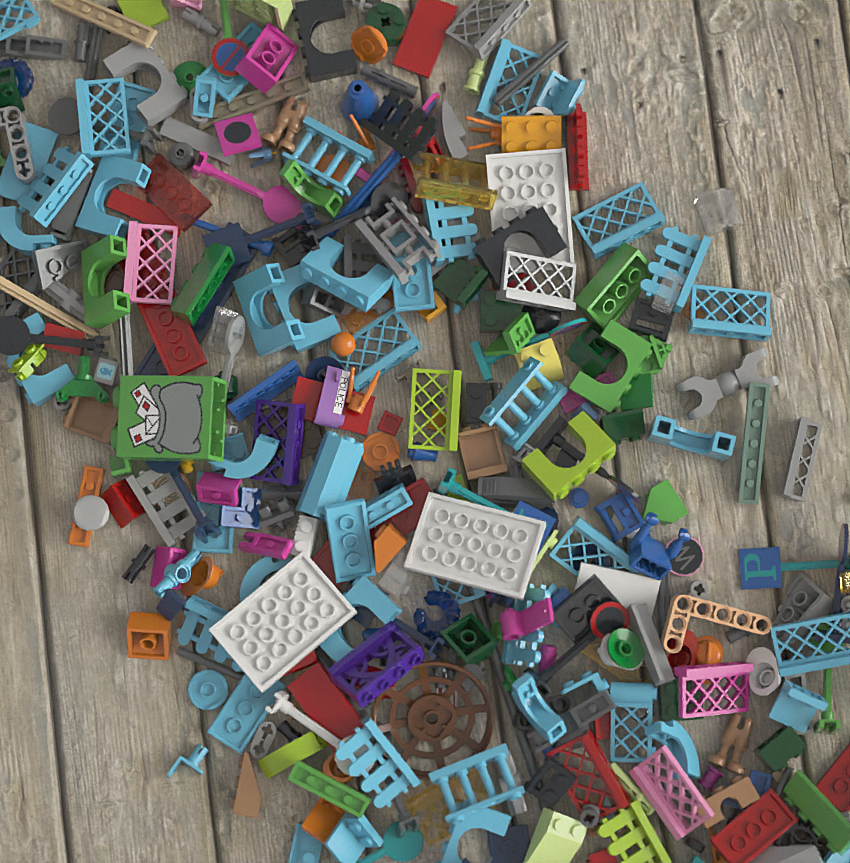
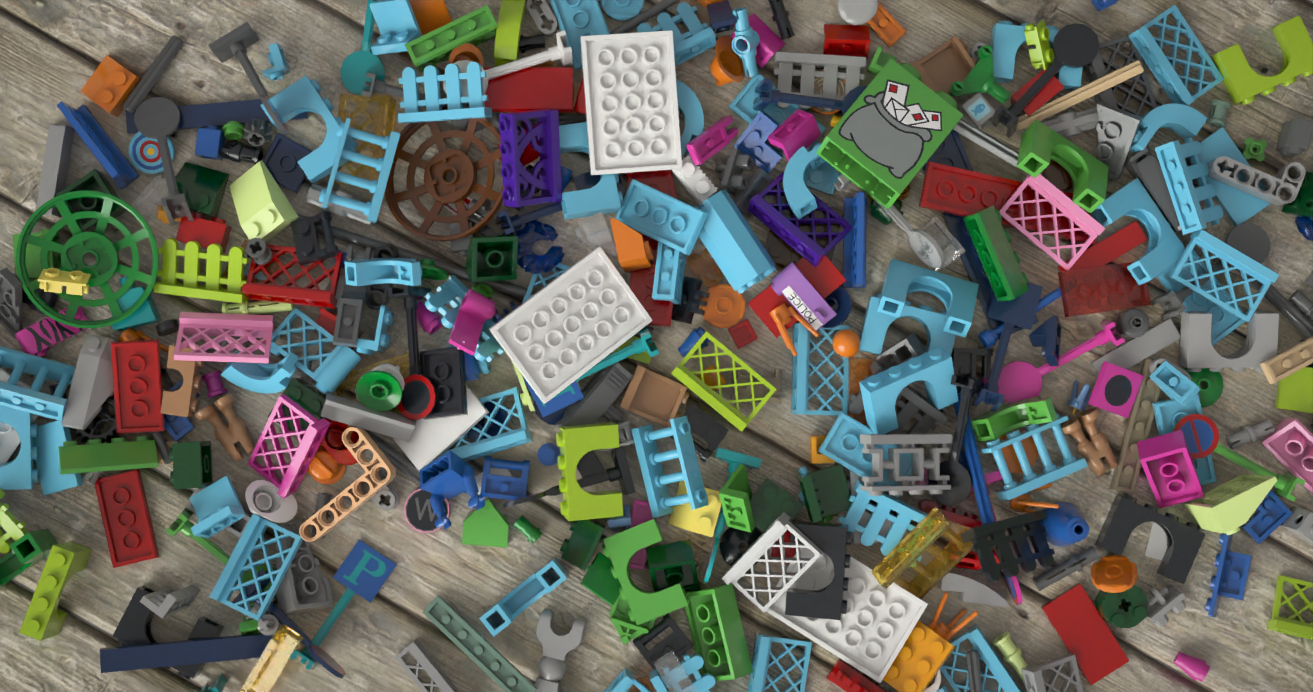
camera: 120 degrees right, 5 degrees up
(234, 206) = (1049, 338): none -> dark blue slope
(324, 31) = (1157, 543): none -> white sticker
(643, 473) = (527, 529): none -> green pin

